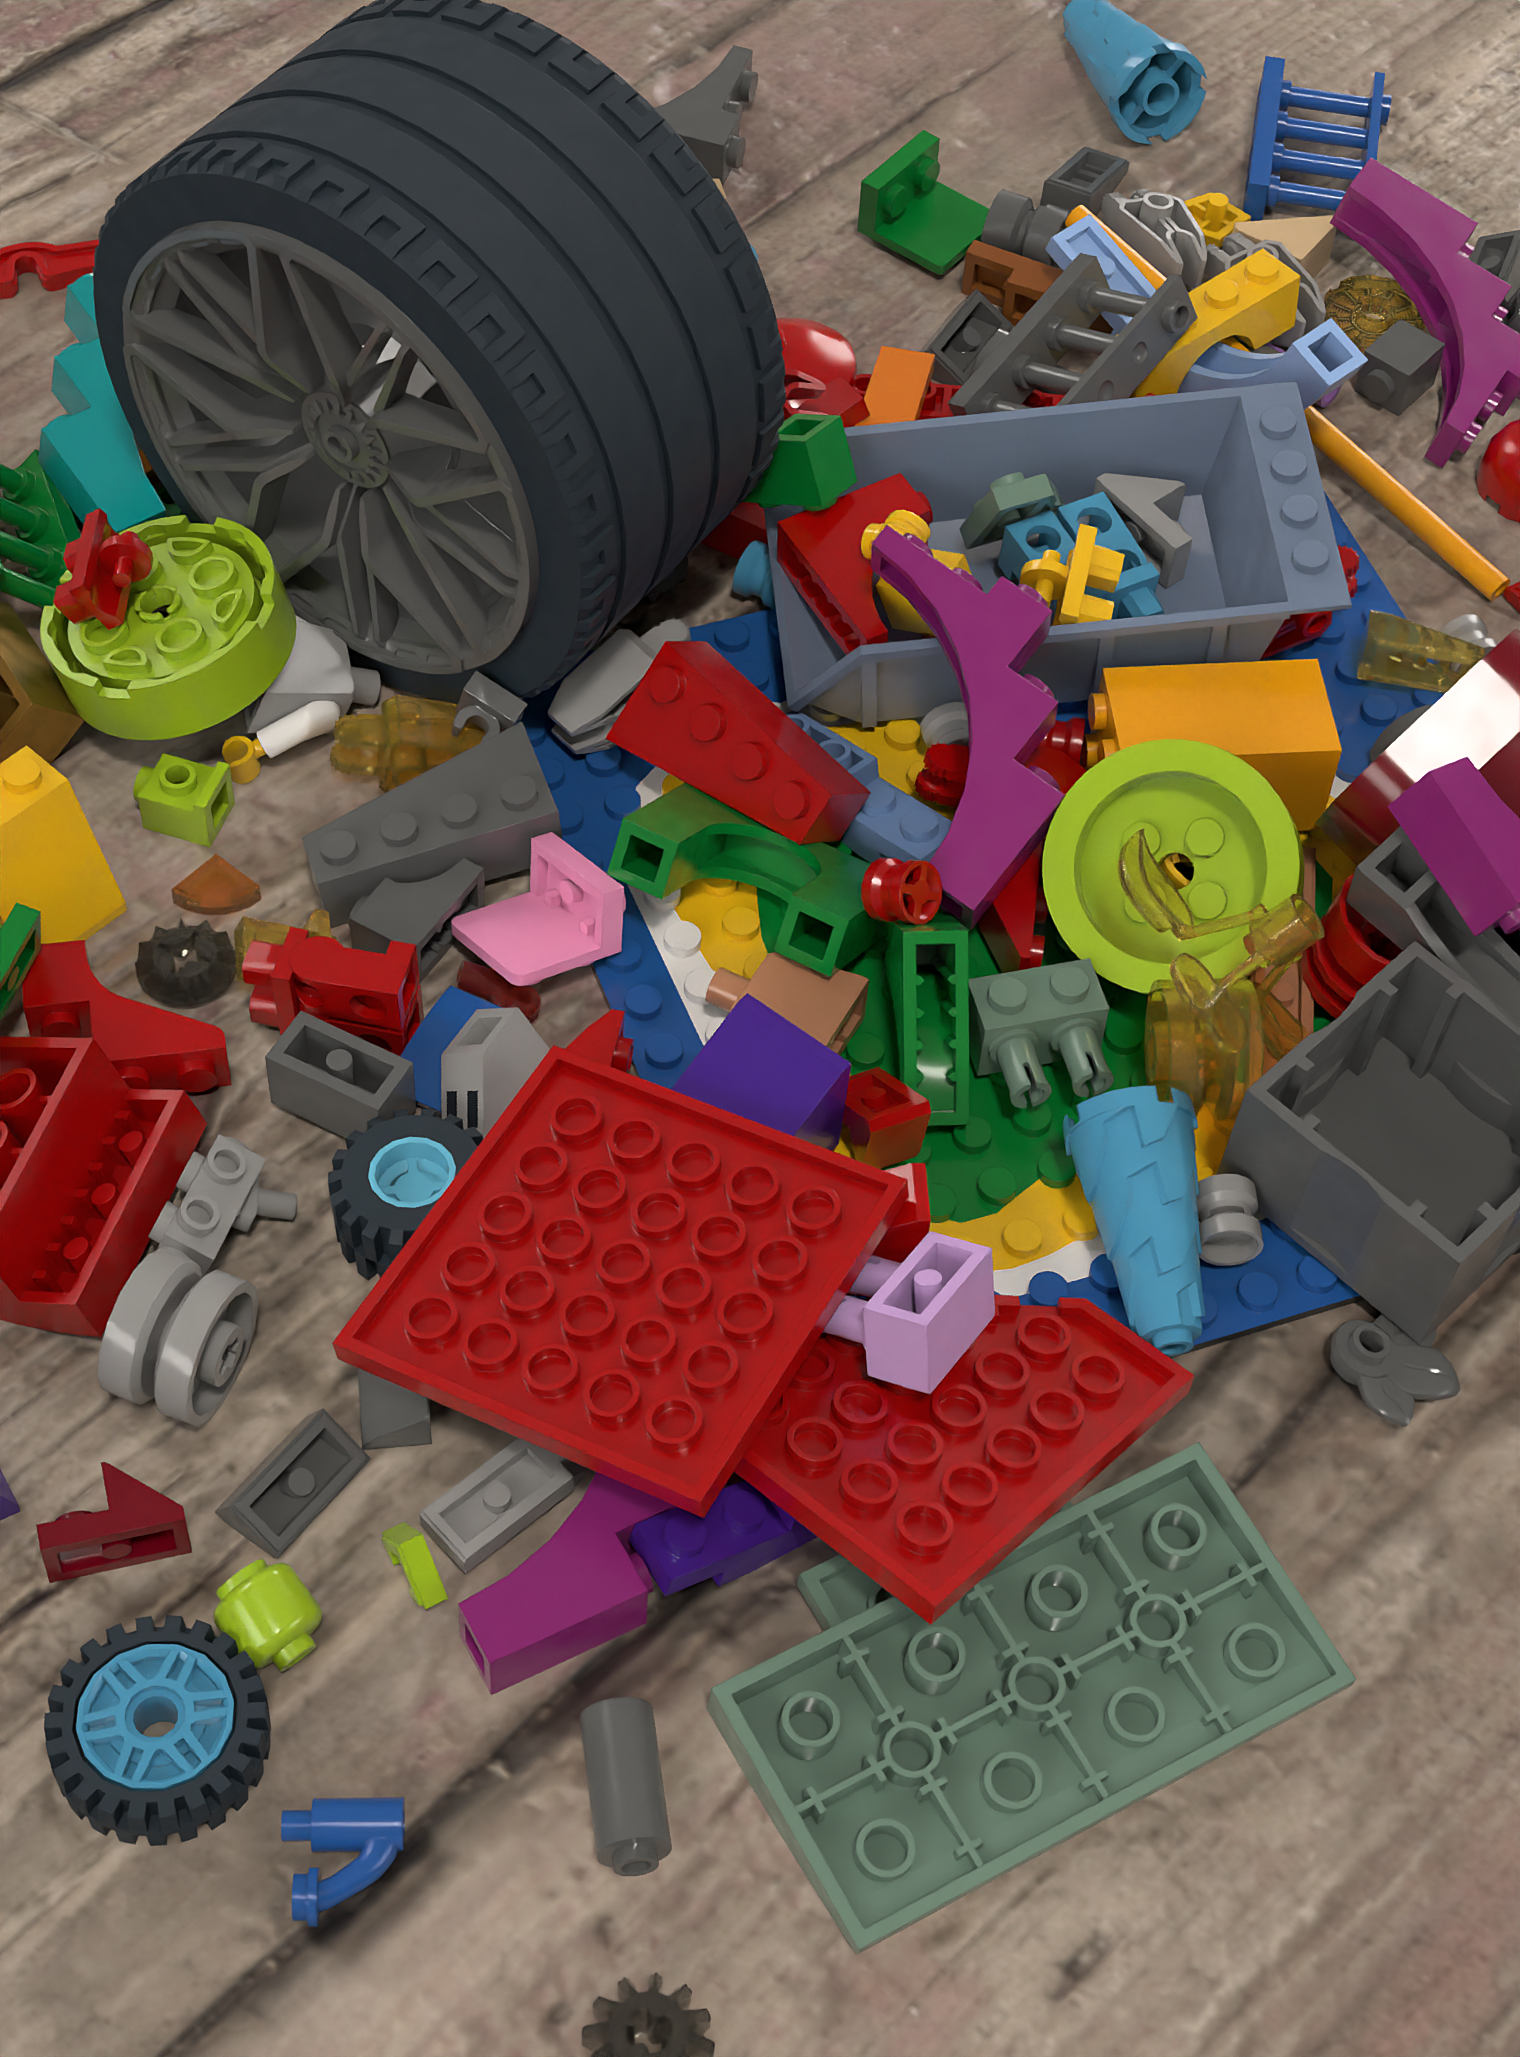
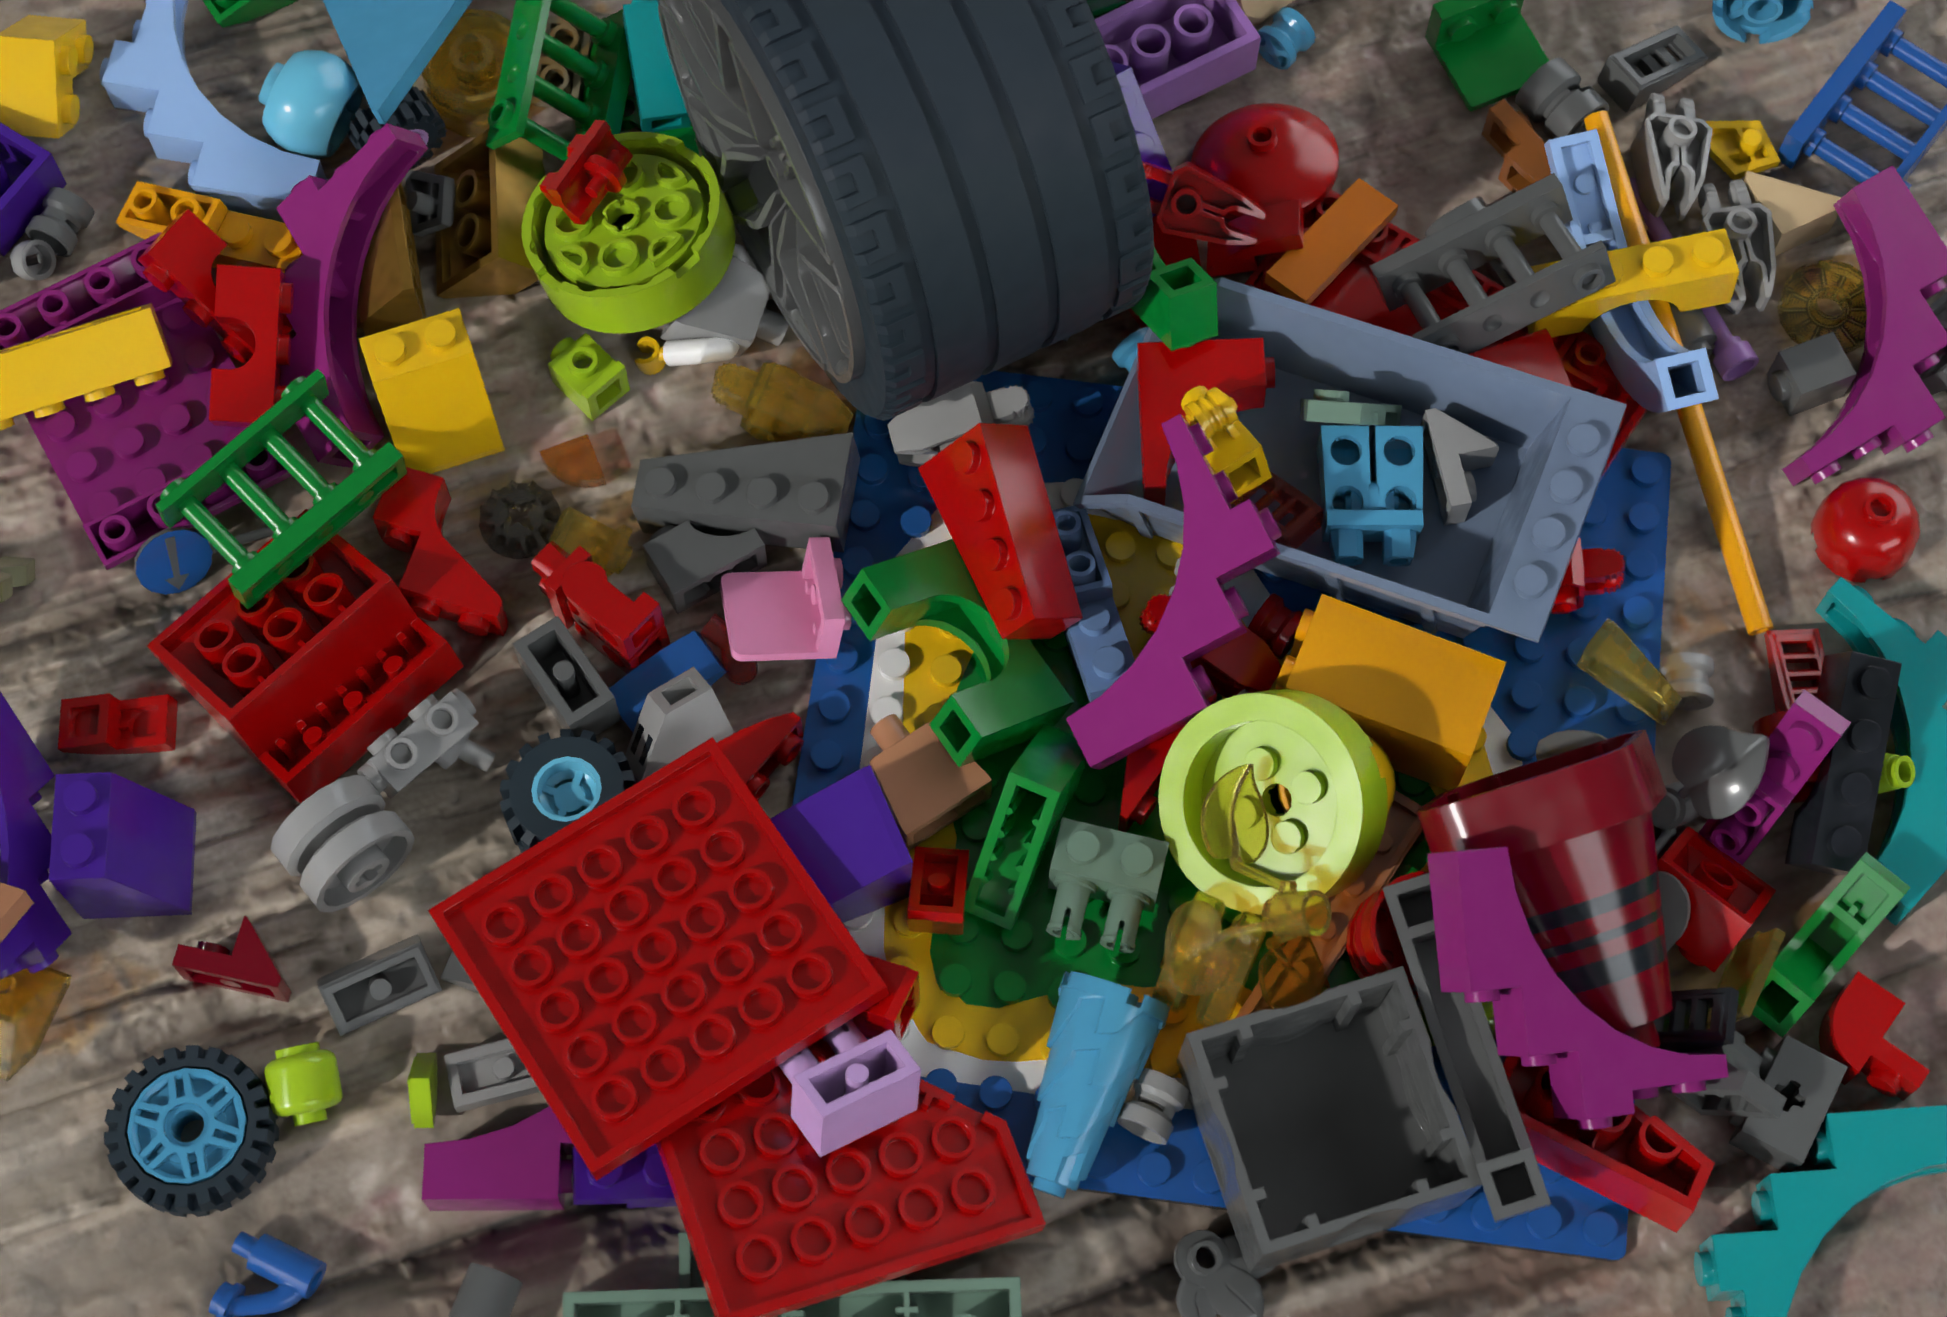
camera: 30 degrees right, 15 degrees up
(487, 707) = (835, 407): dark grey tile -> none
(901, 890) = (1040, 727): red wheel -> none
(963, 337) = (1447, 187): dark grey slope -> none
(1085, 566) = (1353, 499): yellow hips -> none

